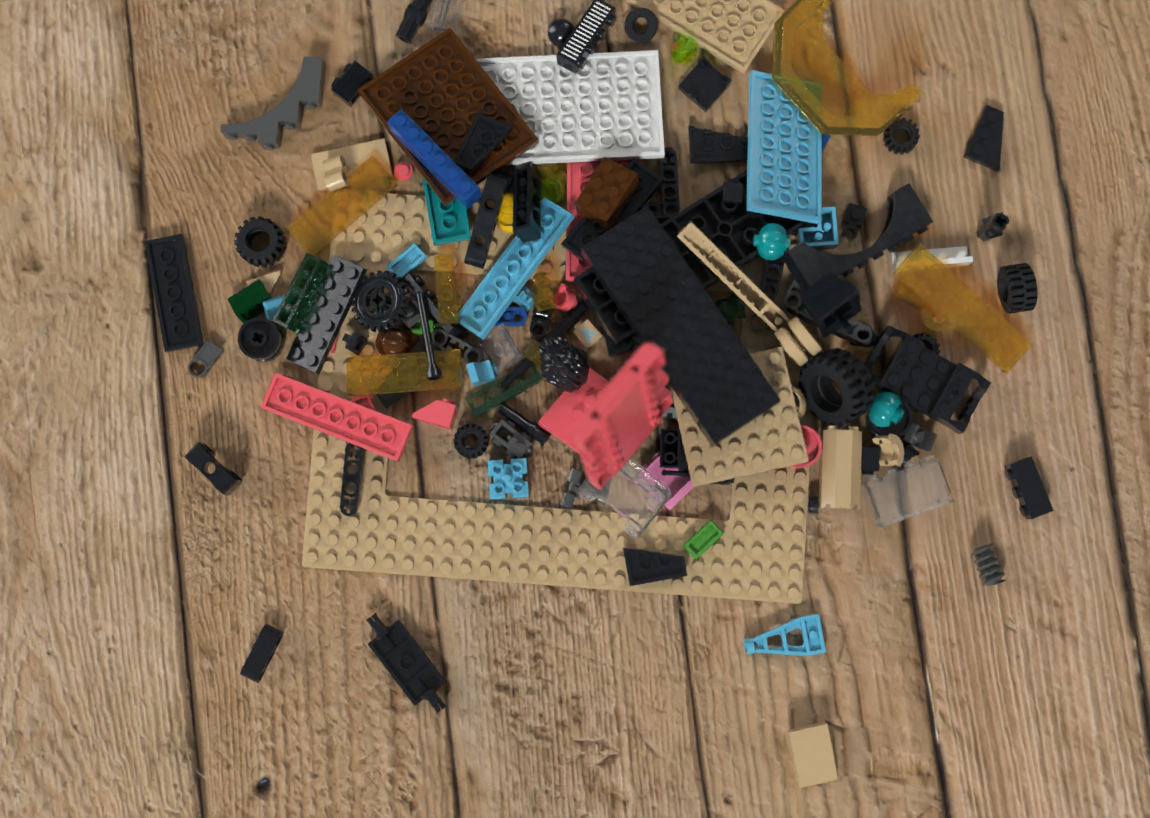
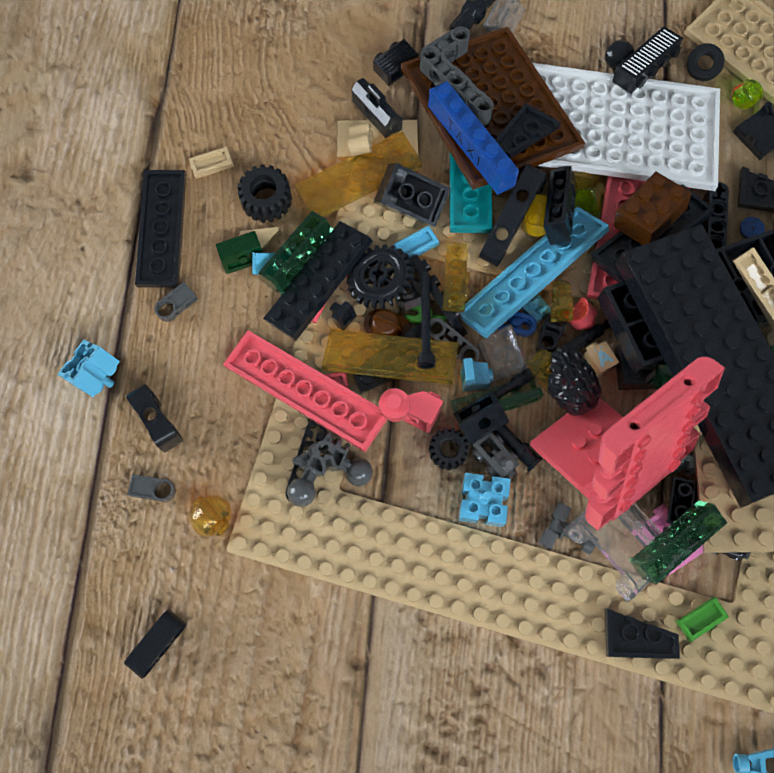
camera: 10 degrees right, 10 degrees down
(146, 437) = (89, 368): none -> medium azure brick
(203, 219) = (211, 162): none -> tan tile
(221, 528) = (146, 487): none -> dark grey piece
(250, 336) = (241, 292): black wheel -> none
(268, 128) = (322, 77): dark grey arch -> none
(281, 540) = (210, 515): none -> clear yellow plant
(344, 136) = (376, 108): none -> black piece
(393, 74) = (437, 66): none -> dark grey beam
(393, 218) = (411, 194): none -> black slope
(397, 478) = (357, 471): none -> dark grey piece
(403, 171) = (430, 155): coral plate -> none
(406, 662) = (323, 694): black plate -> none
(414, 418) = (394, 405): none -> coral piece
(491, 411) = (481, 417): none -> black brick
(665, 485) = (678, 542): none -> clear green brick
(705, 182) = (751, 226): none -> blue piece

